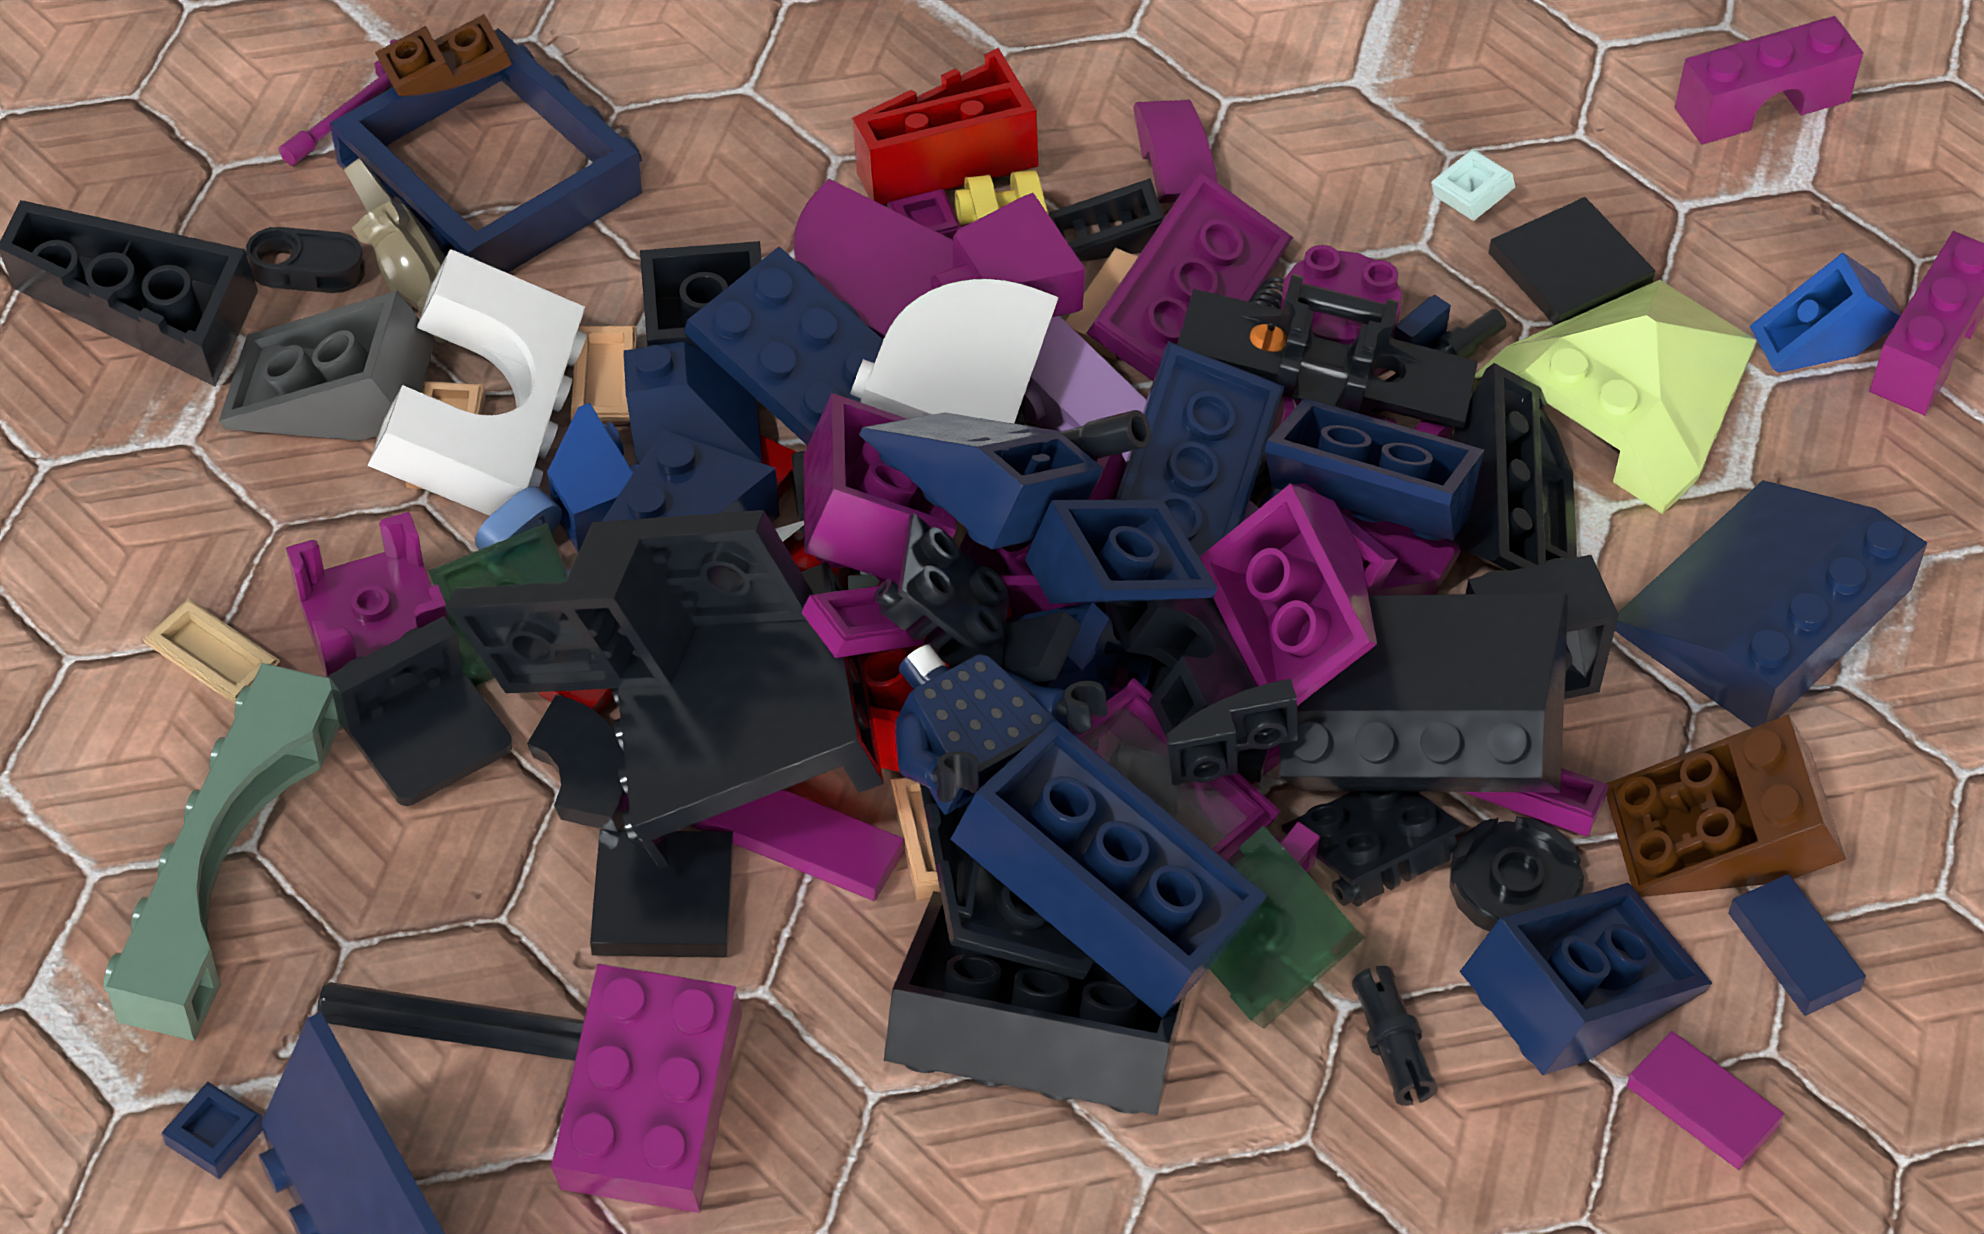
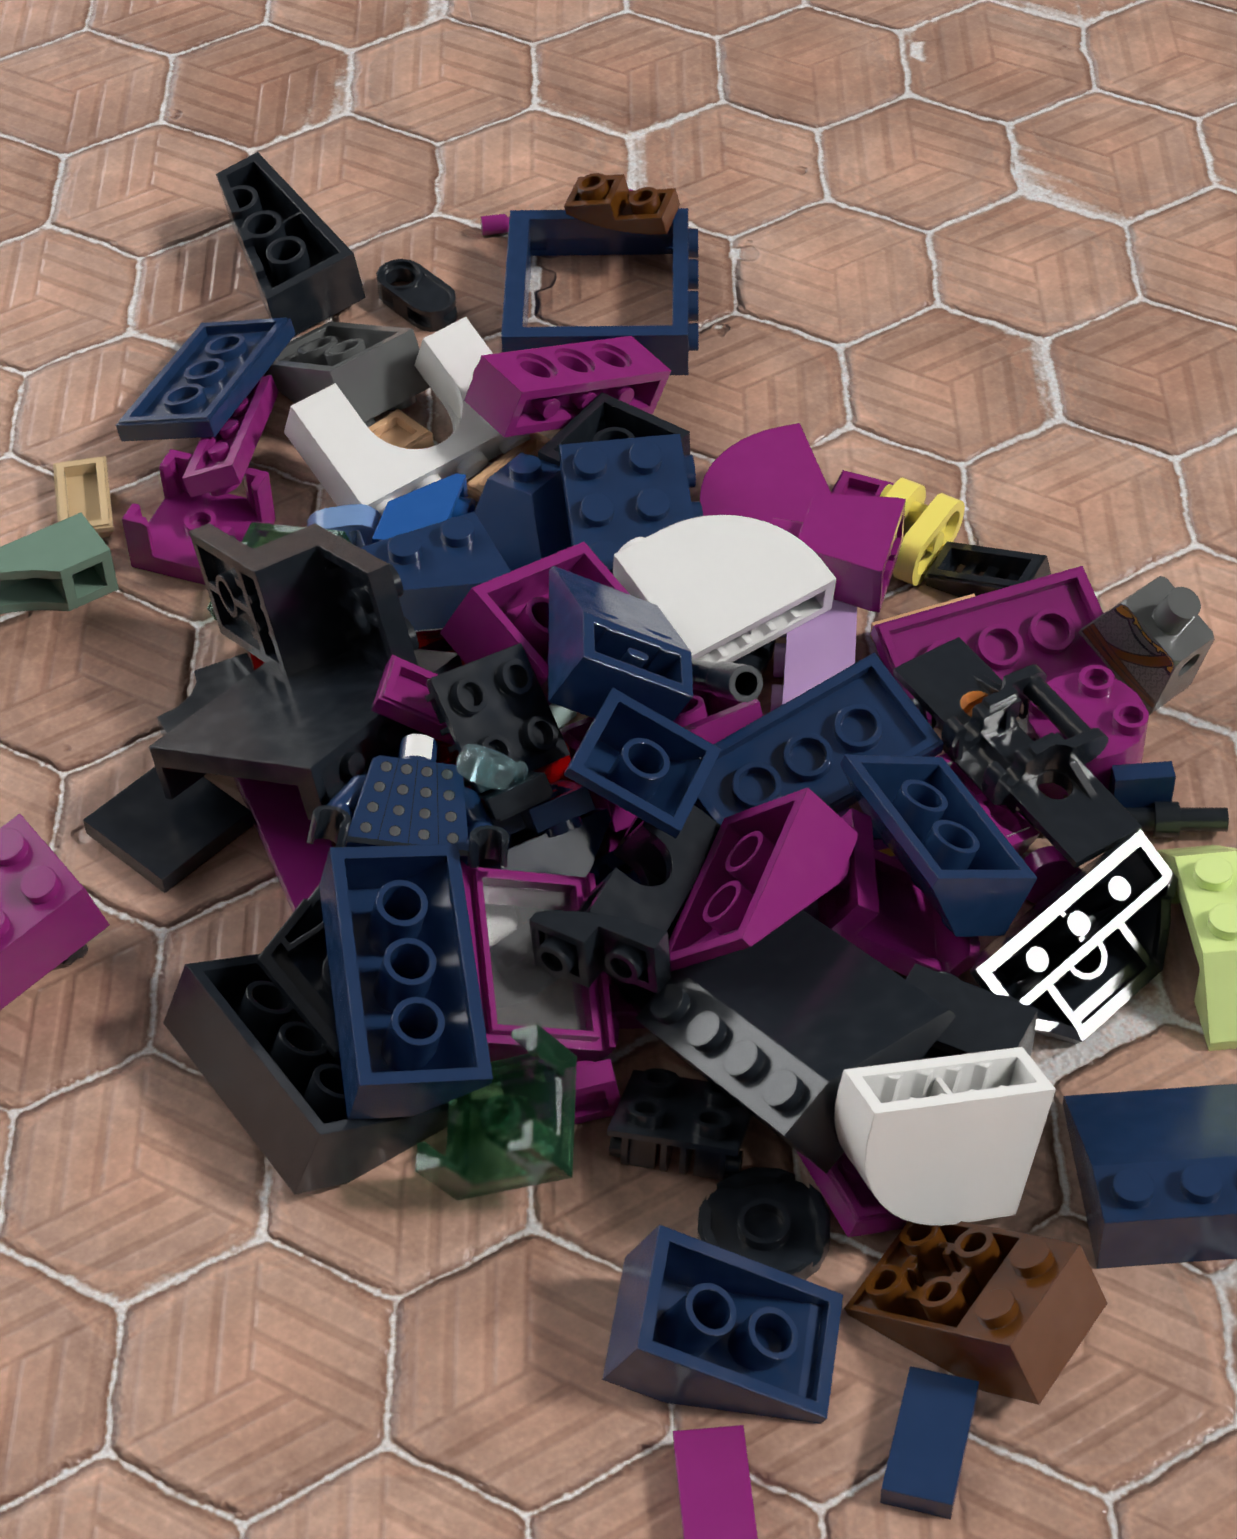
camera: 45 degrees right, 5 degrees down
(217, 462) = (206, 380): none -> dark blue tile
(317, 500) = (223, 459): none -> magenta plate
(402, 245) = (475, 294): dark tan animal -> none
(418, 713) = (147, 606): black bracket -> none
(594, 263) = (553, 384): none -> magenta brick
(952, 132) = (938, 445): red wedge -> none
(1010, 638) = (489, 767): none -> clear light blue piece
(1175, 143) = (1104, 546): magenta slope -> none
(1315, 196) = (1153, 641): none -> dark grey torso
(1394, 1035) = (532, 1270): black pin -> none
(1624, 692) = (945, 1133): none -> white brick

